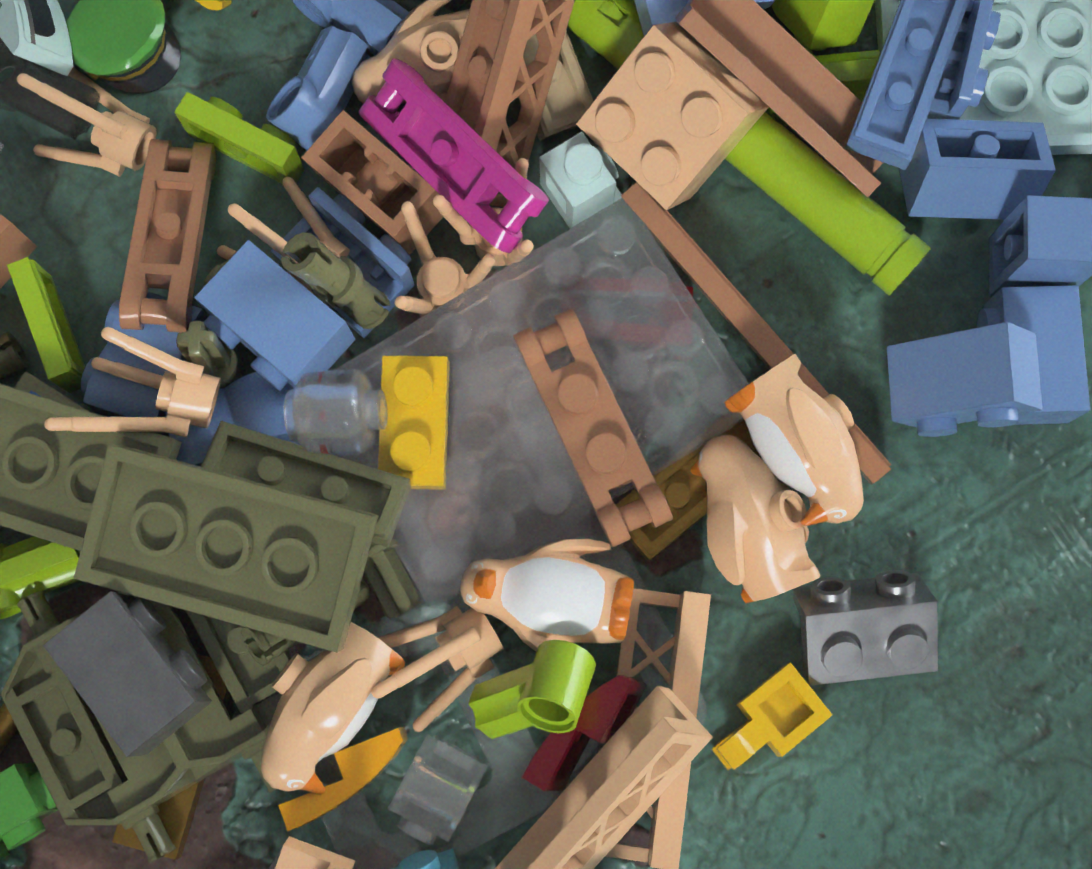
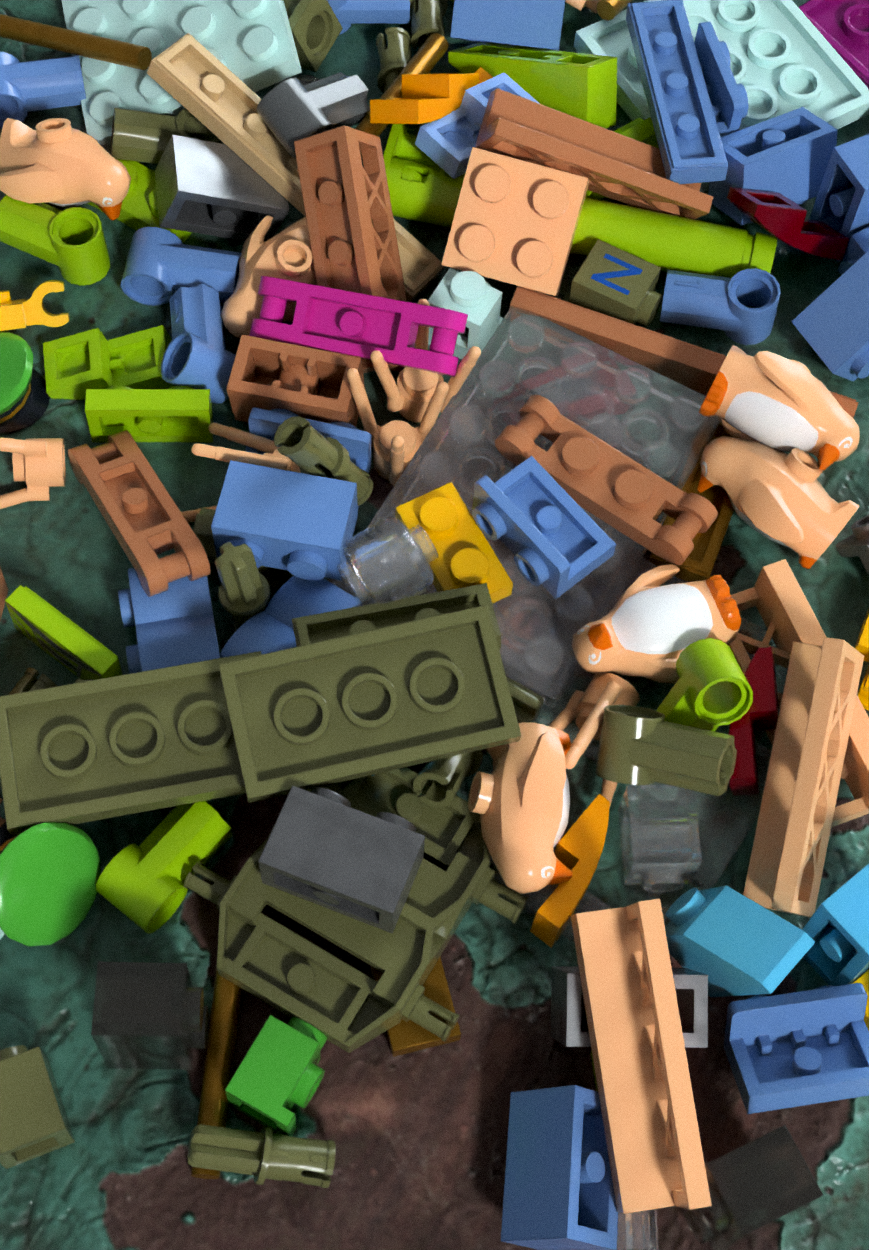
camera: 35 degrees left, 15 degrees down
(183, 393) = (249, 614): light nougat plant -> none
(231, 65) = (94, 362): none -> lime slope
(459, 712) = (645, 749): none -> olive piece
(499, 445) = (541, 526): none -> medium blue bracket
(739, 226) = (617, 285): none -> olive brick
(828, 281) = (722, 303): none -> medium blue piece
(938, 236) = (788, 222): none -> dark red slope

